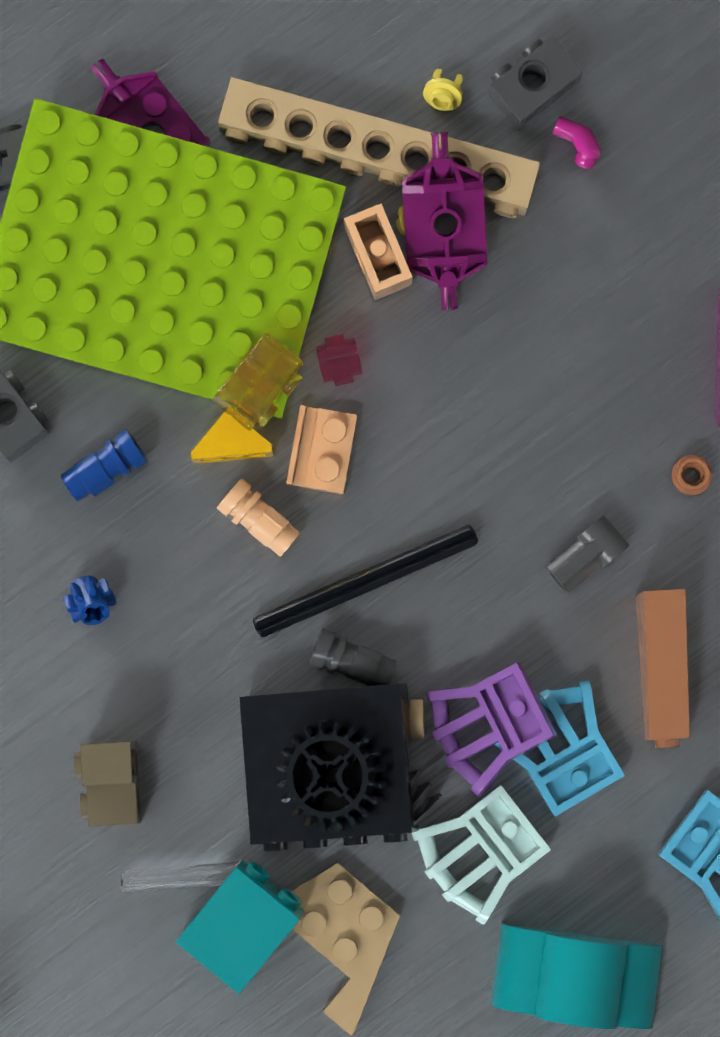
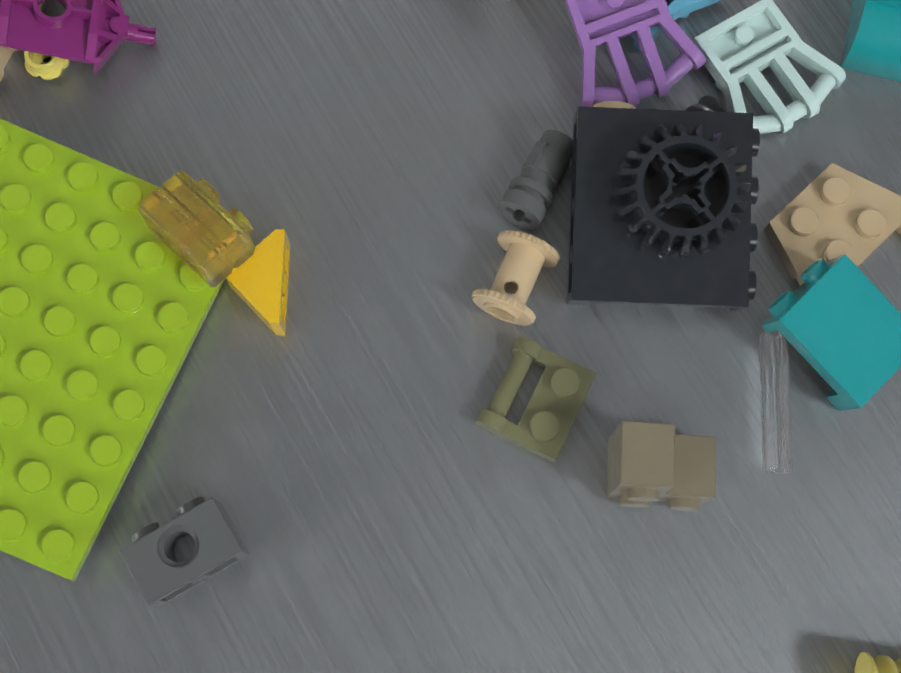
camera: 85 degrees left, 10 degrees down
(89, 600) = (434, 469): blue gear -> none
(100, 468) = (272, 439): blue axle -> none
(157, 691) = (551, 406): none -> olive plate
(260, 519) = (363, 260): light nougat axle -> none
(263, 651) = (517, 274): none -> tan hose
(321, 449) = (291, 188): light nougat plate -> none
(339, 360) = (190, 149): clear pink gear -> none
(365, 581) = (449, 160): black axle -> none
(378, 251) = (70, 91): light nougat brick -> none

